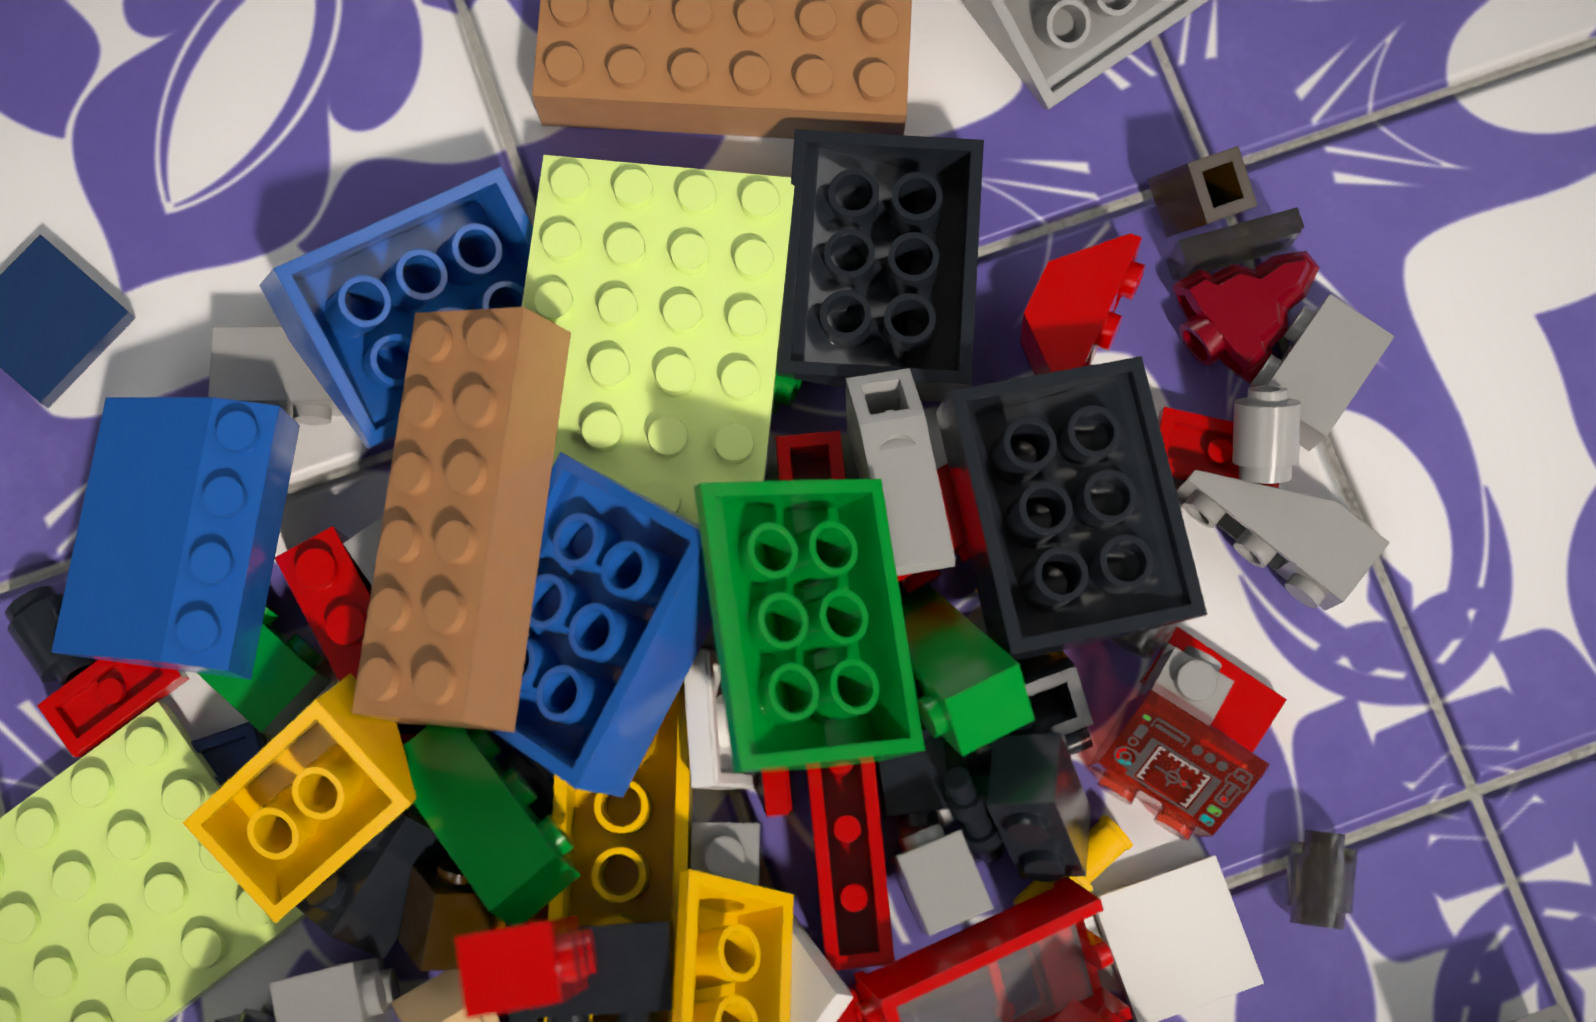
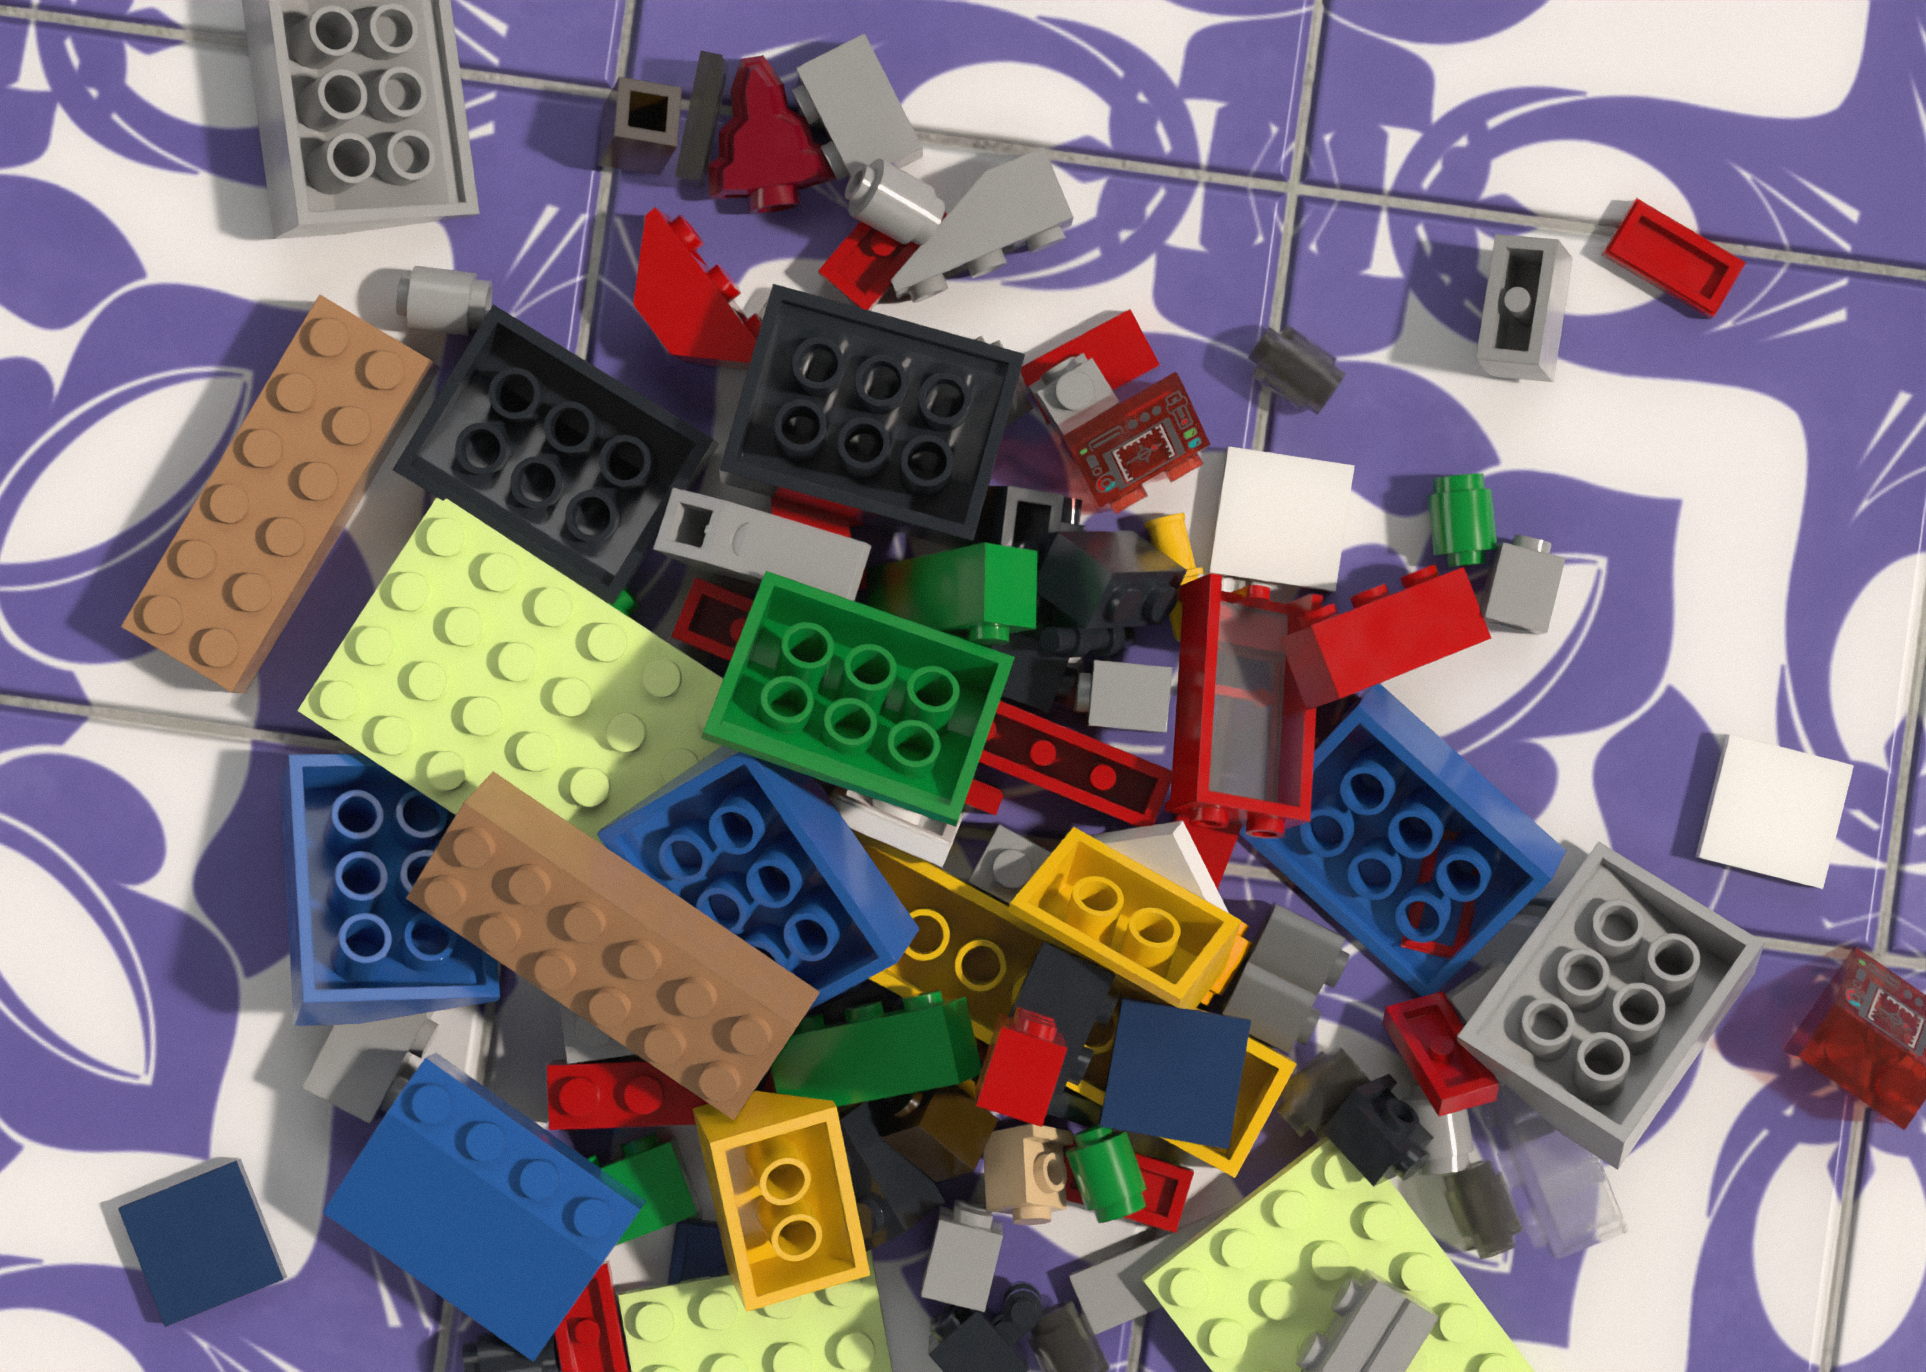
camera: 65 degrees left, 10 degrees up
(961, 107) = (444, 300): none -> light grey brick

